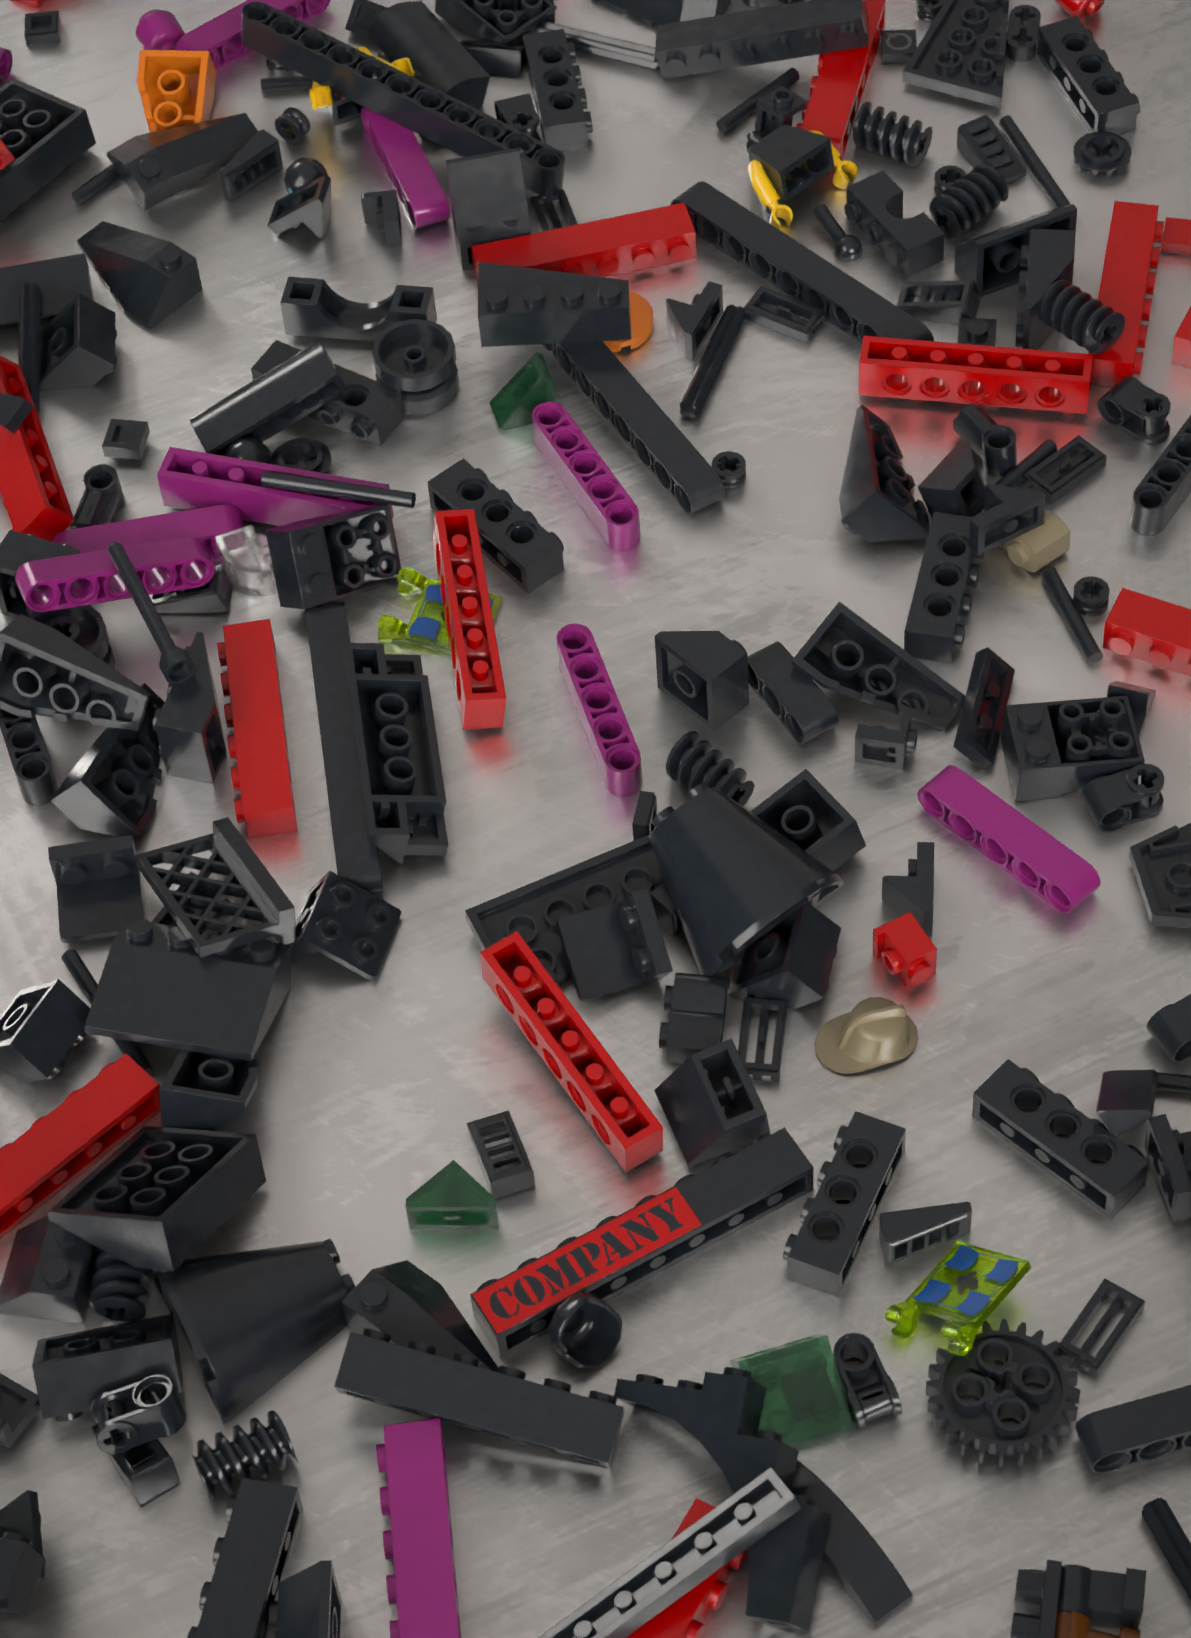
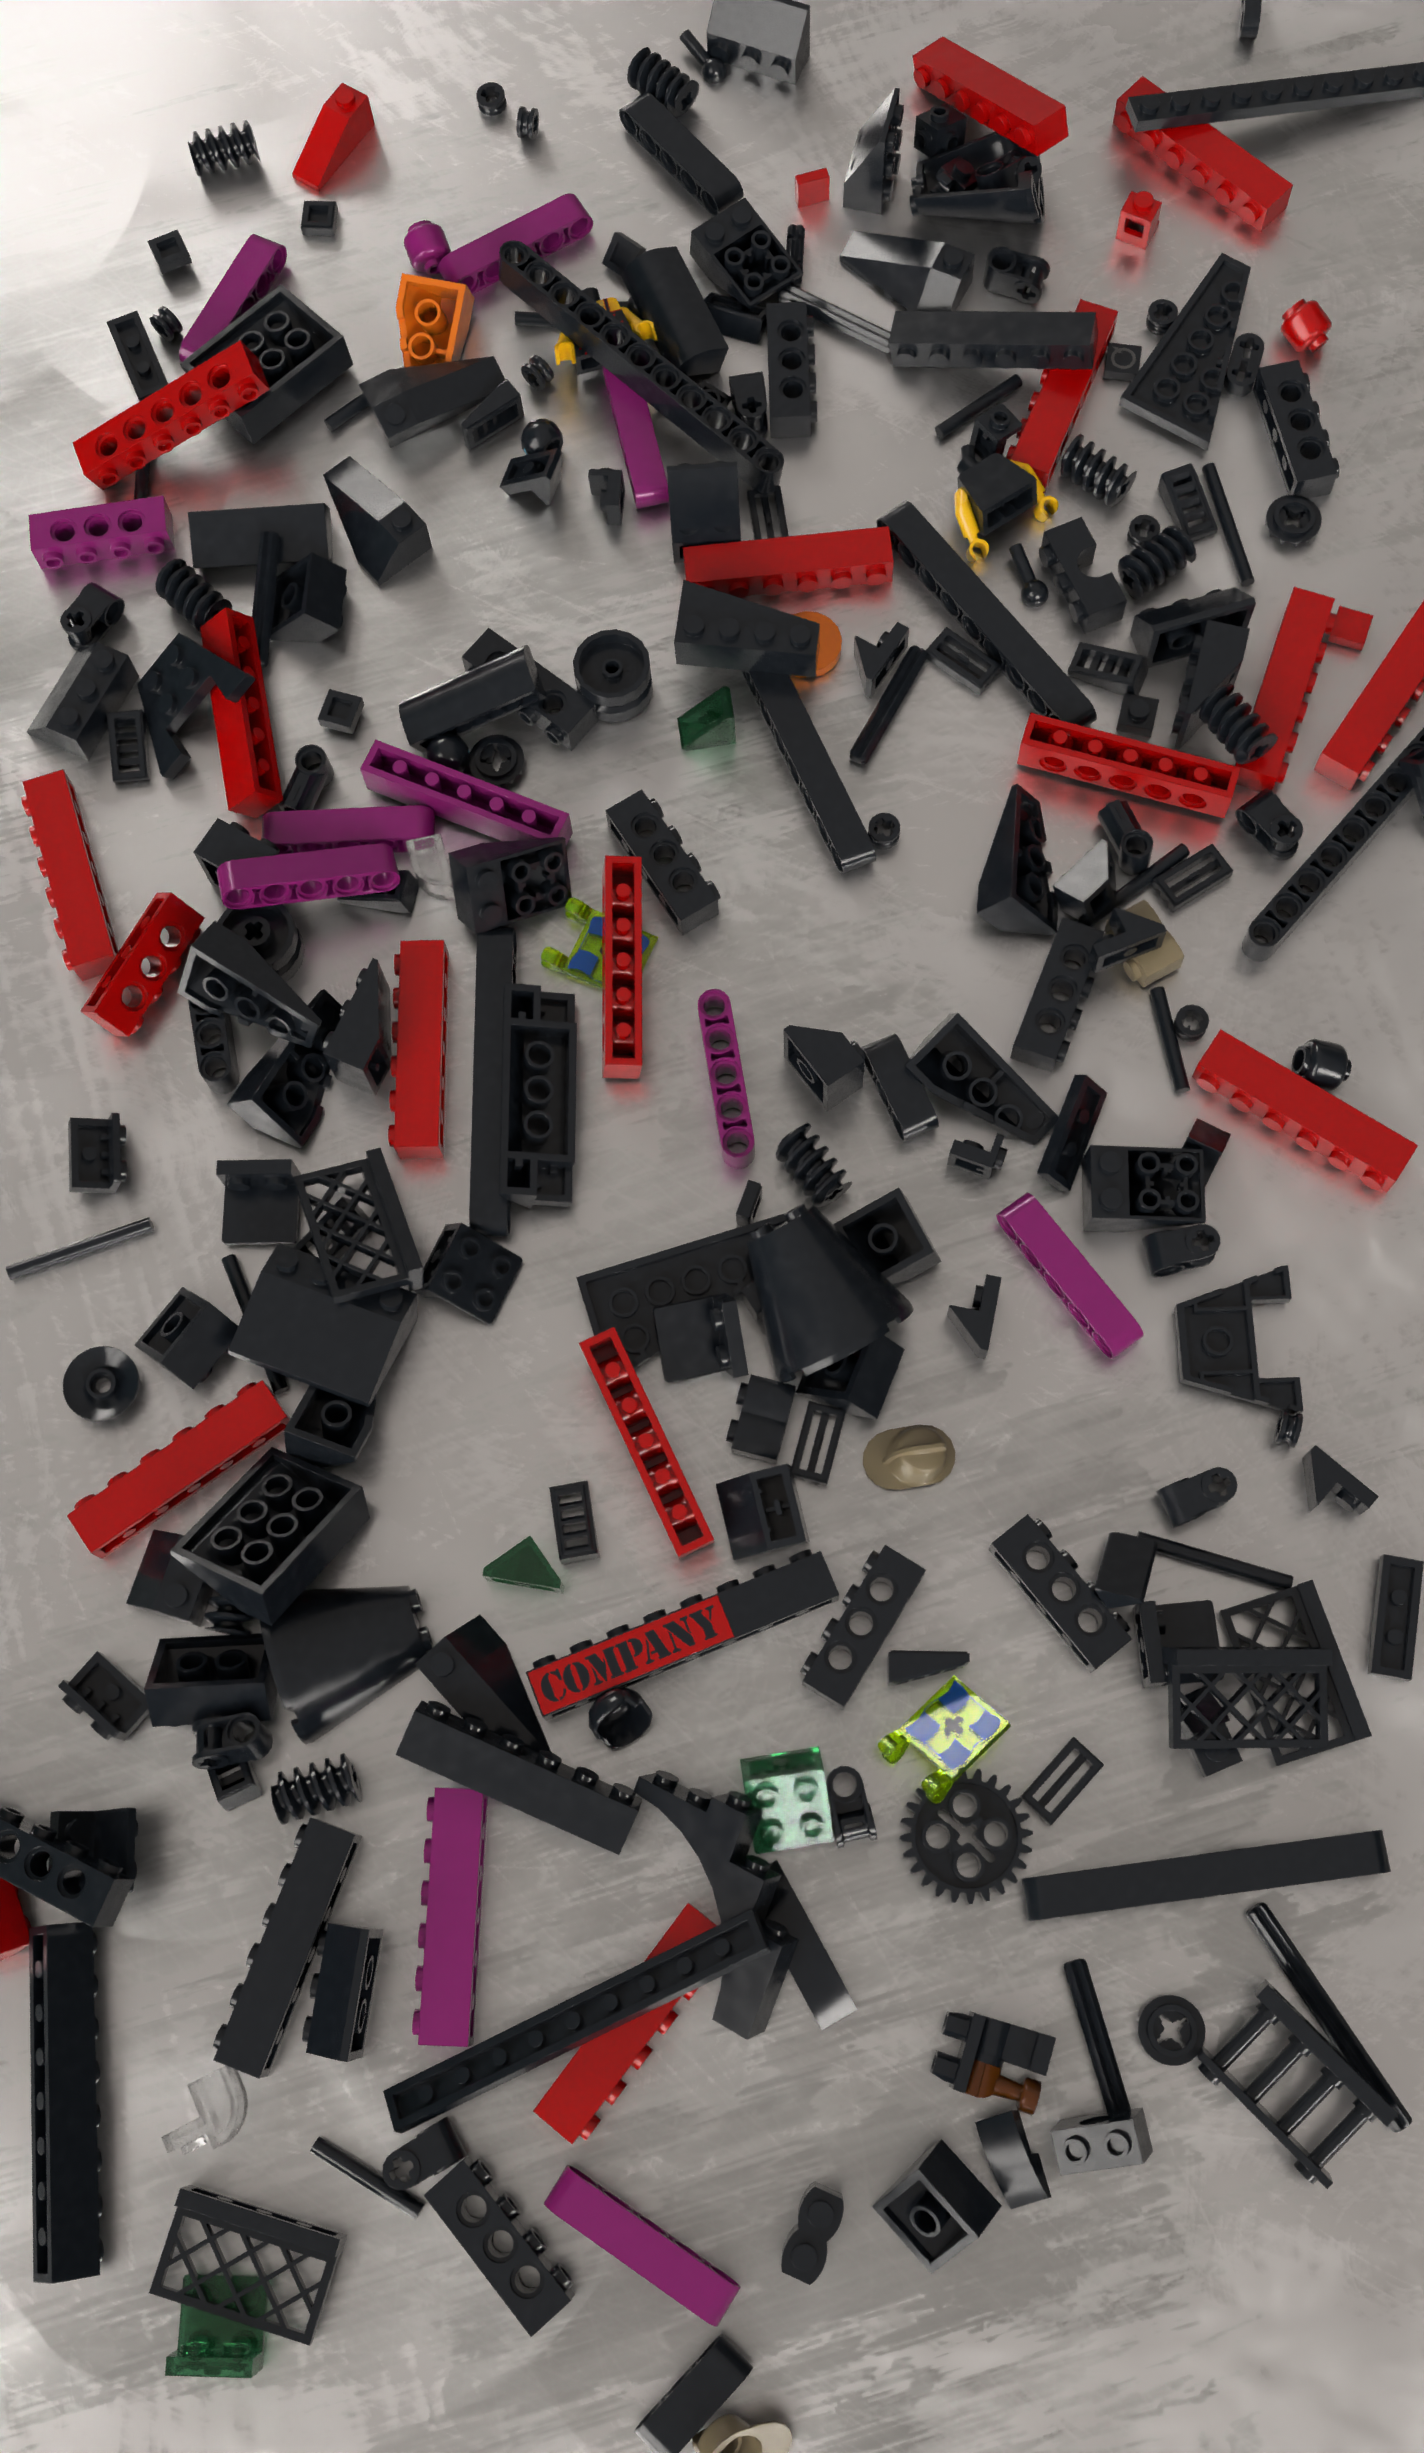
camera: 10 degrees right, 20 degrees up
(174, 661) = (347, 995): black piece -> none
(317, 311) = (532, 596): black arch -> none
(338, 489) = (521, 814): black bar -> none
(586, 476) = (752, 804): magenta beam -> none
(905, 950) = (958, 1379): red brick -> none

